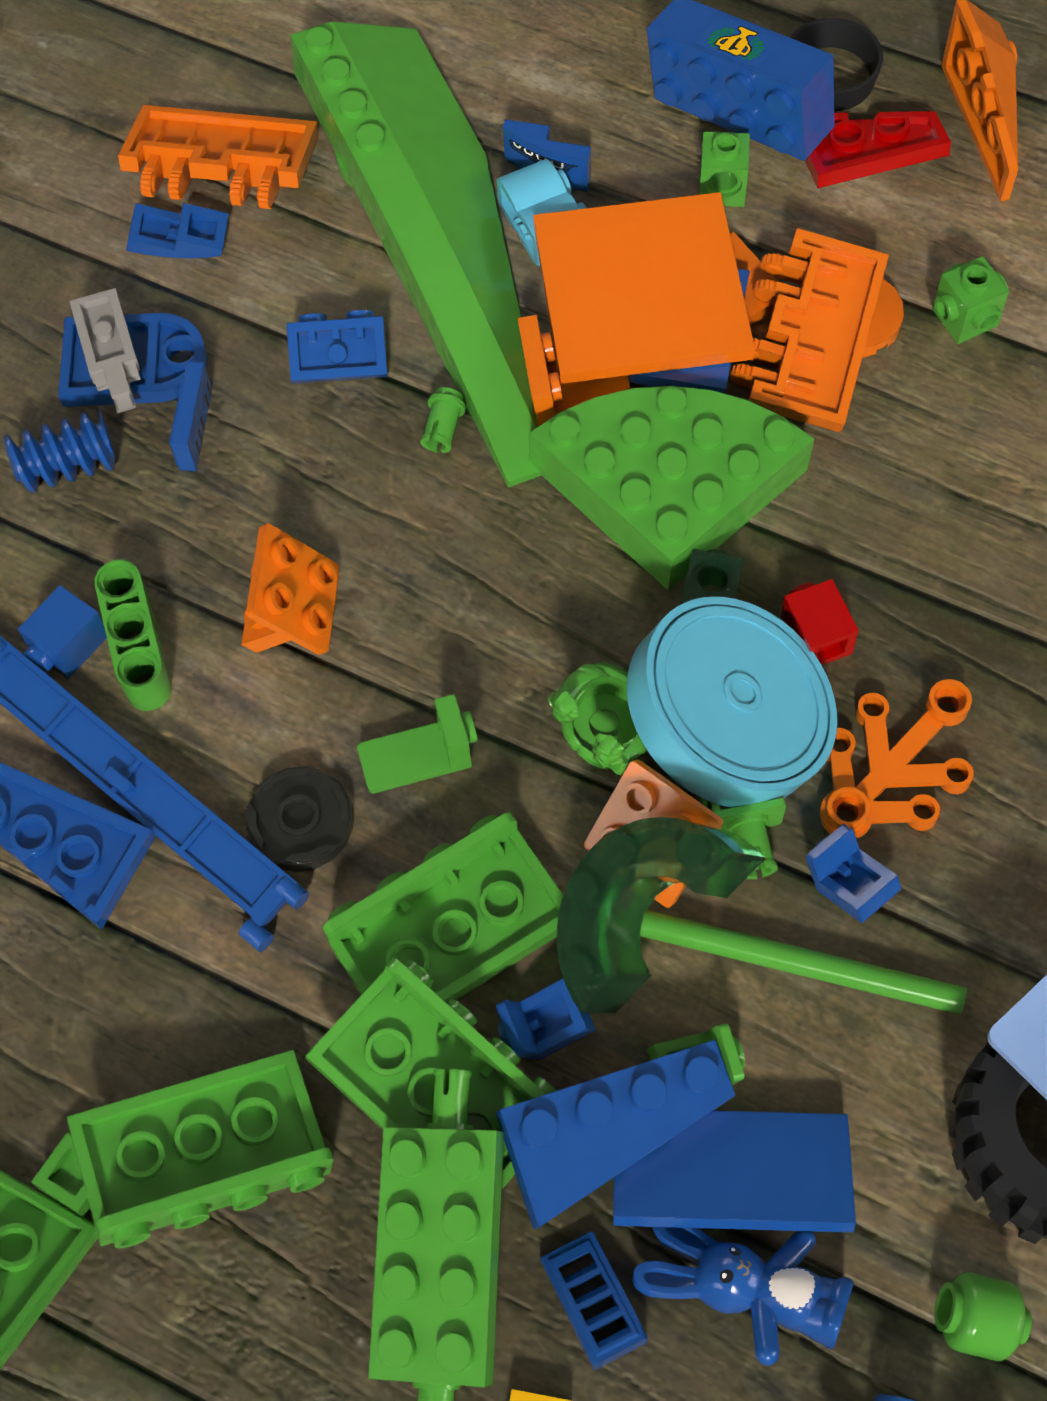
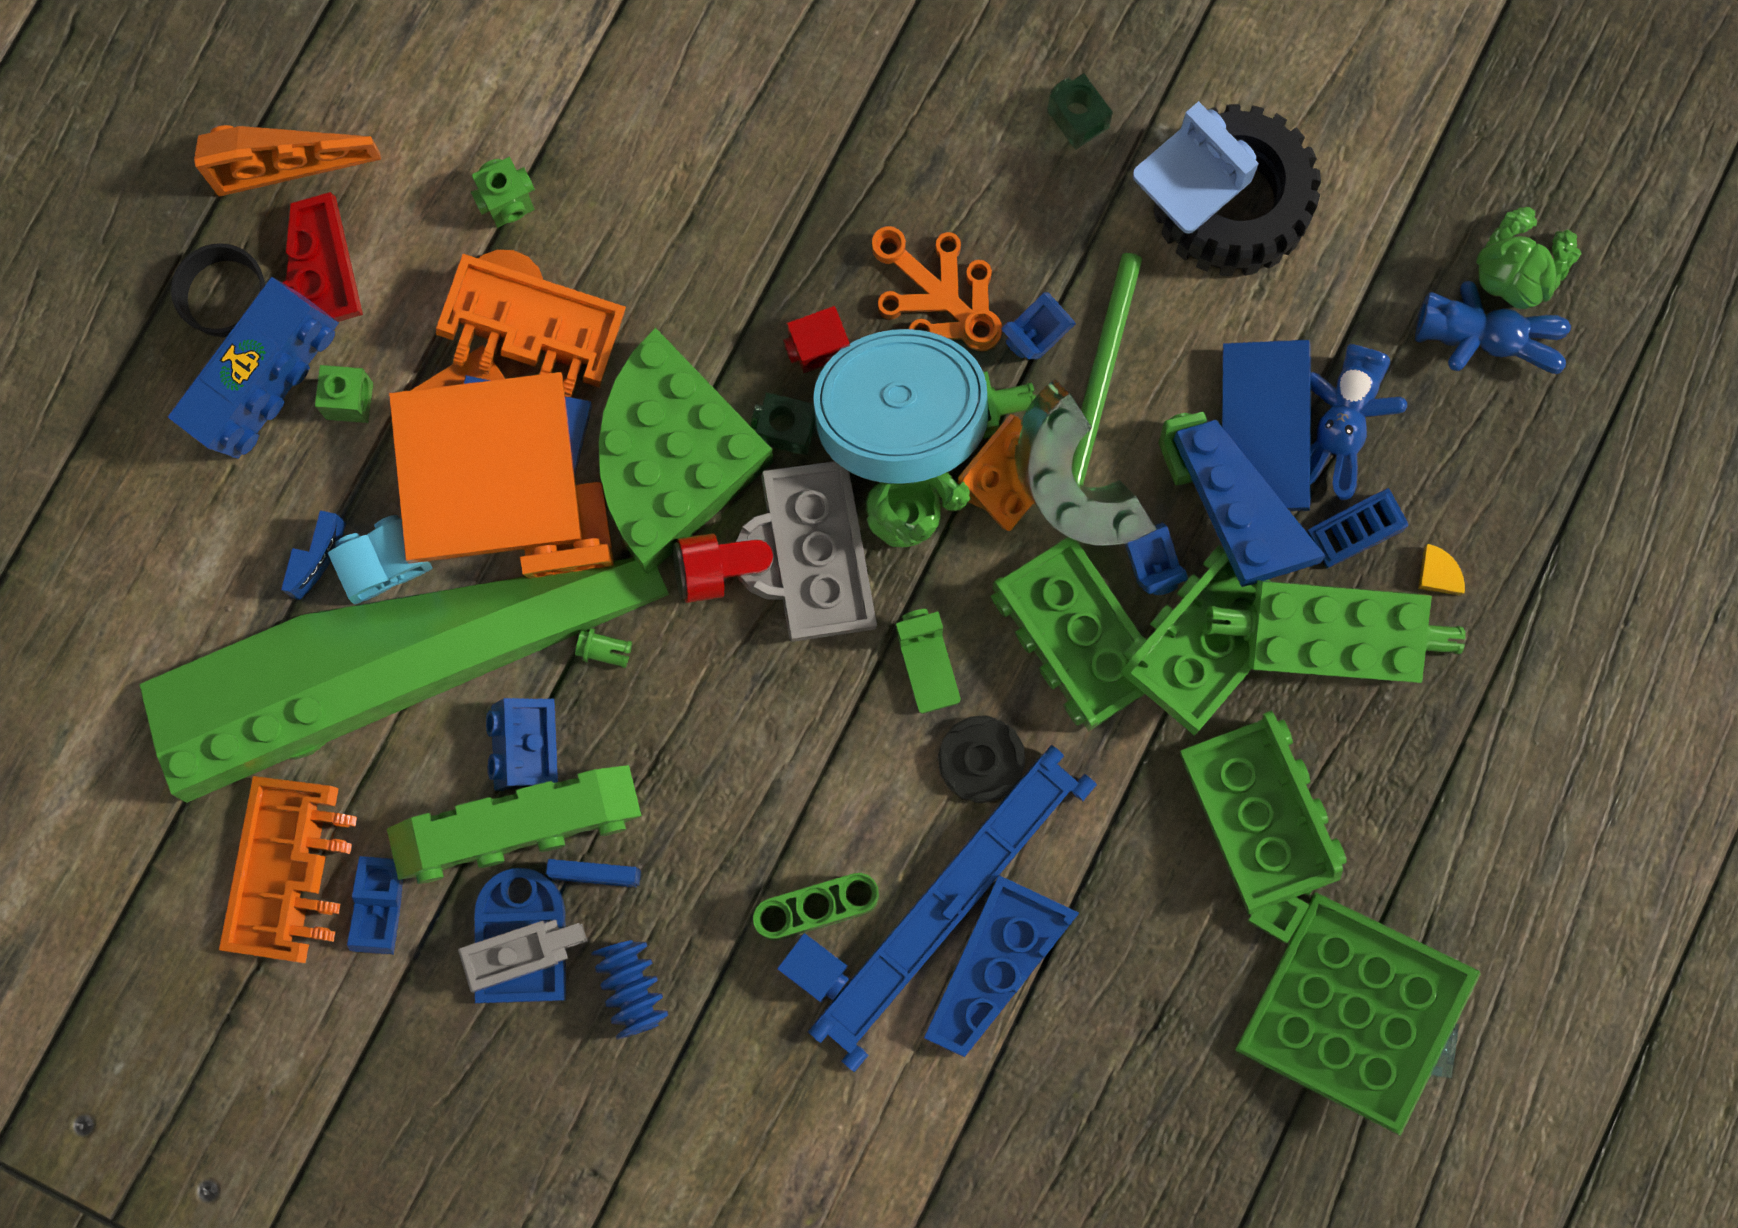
camera: 90 degrees left, 15 degrees up
(249, 341) = (528, 818): none -> bright green brick
(289, 594) = (782, 775): orange bracket -> none
(548, 597) = (796, 553): none -> light grey plate
(982, 1316) = (1363, 263): bright green head -> none

